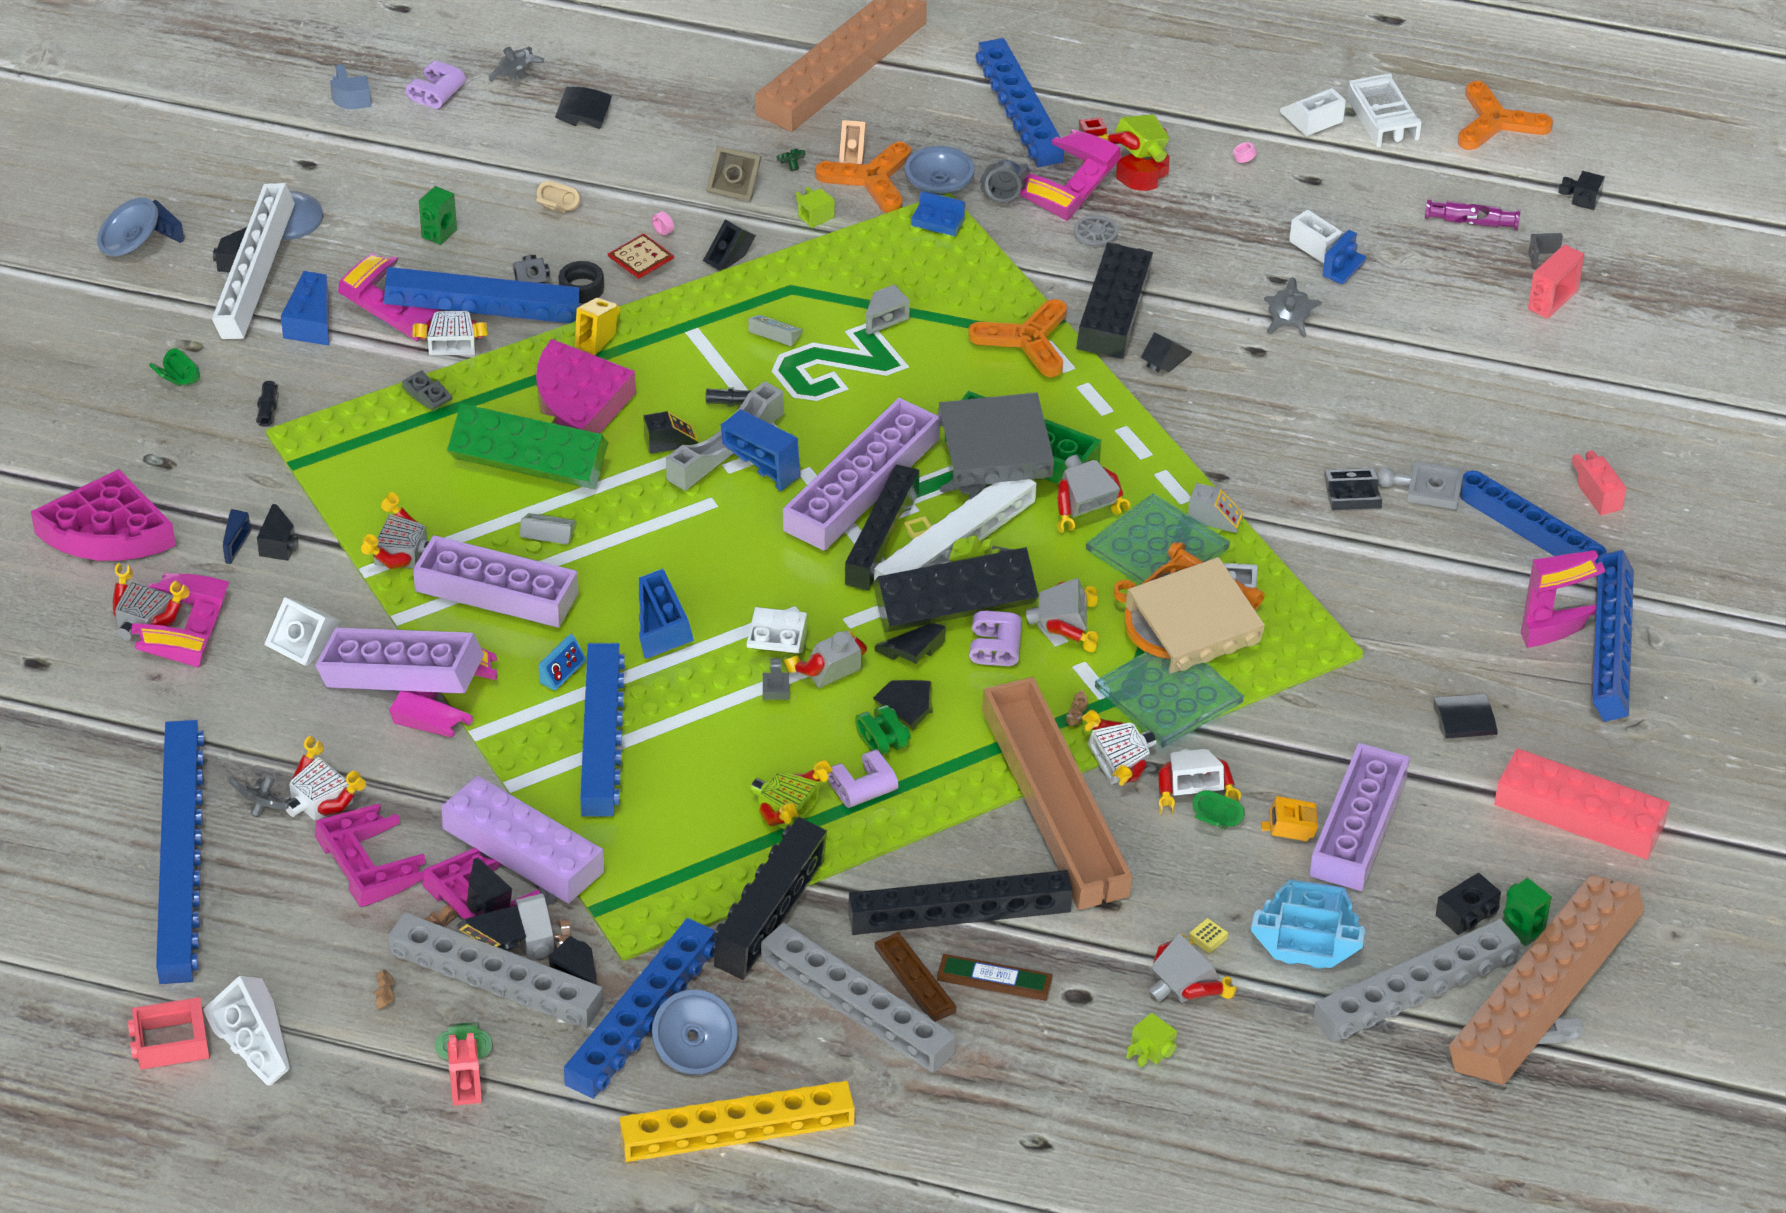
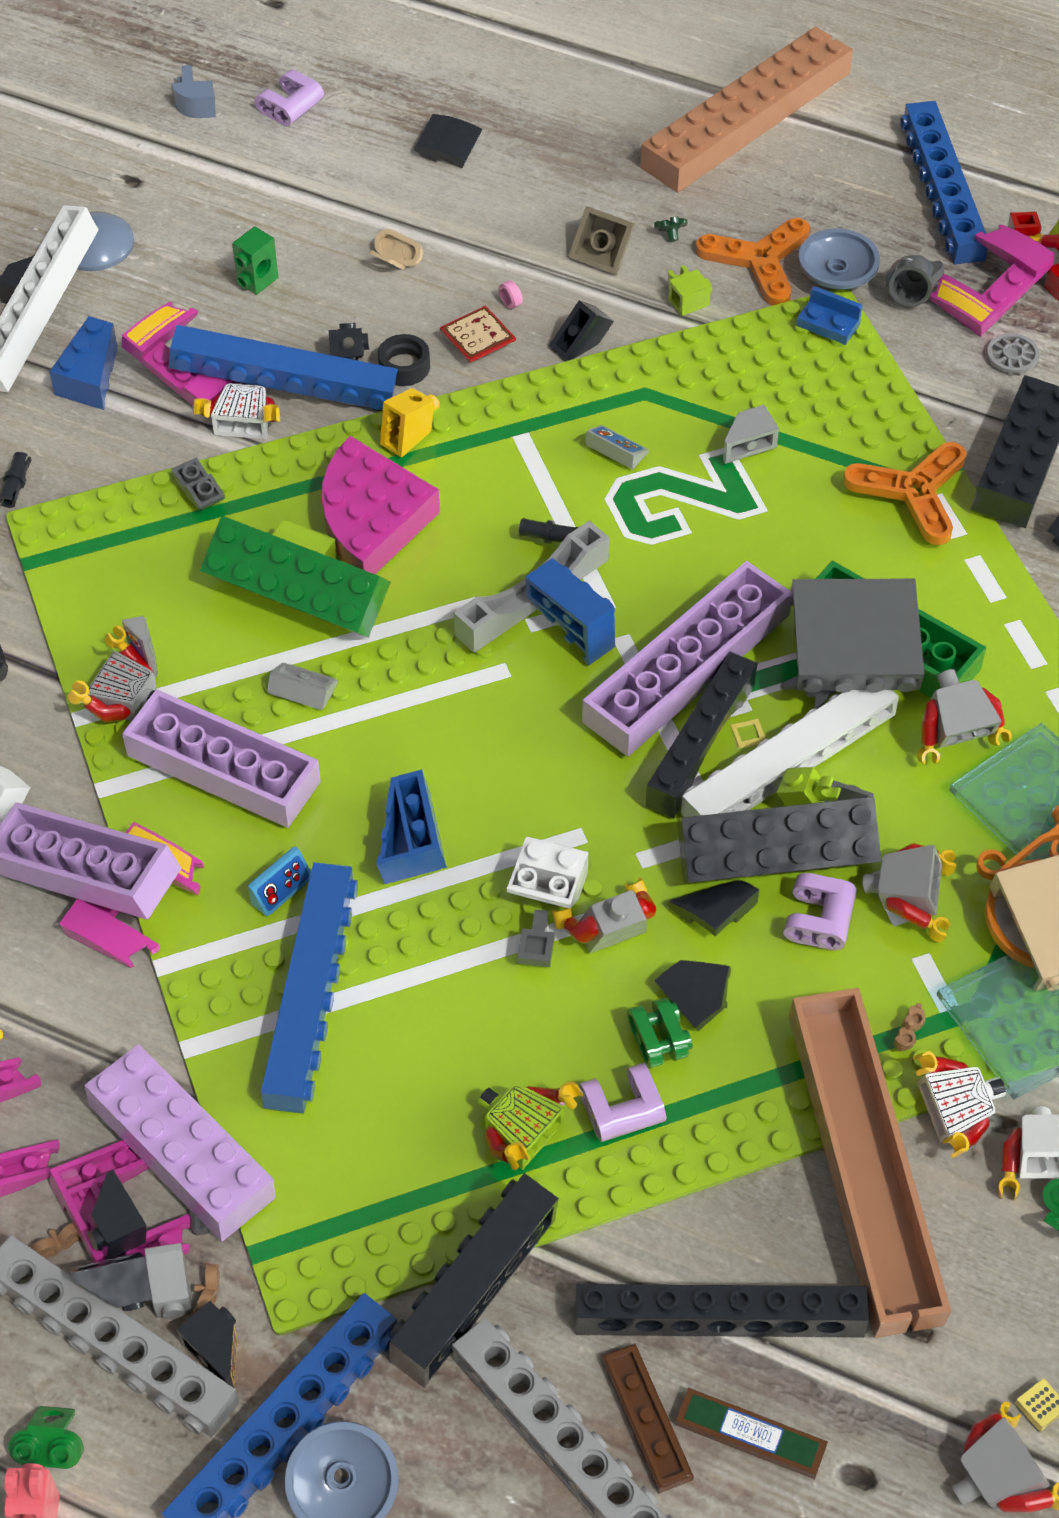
camera: 10 degrees right, 10 degrees up
(410, 501) = (139, 636): none -> light grey slope
(515, 63) = (379, 80): dark grey piece -> none
(667, 432) = (466, 572): black slope -> none
(853, 142) = (744, 214): light nougat slope -> none

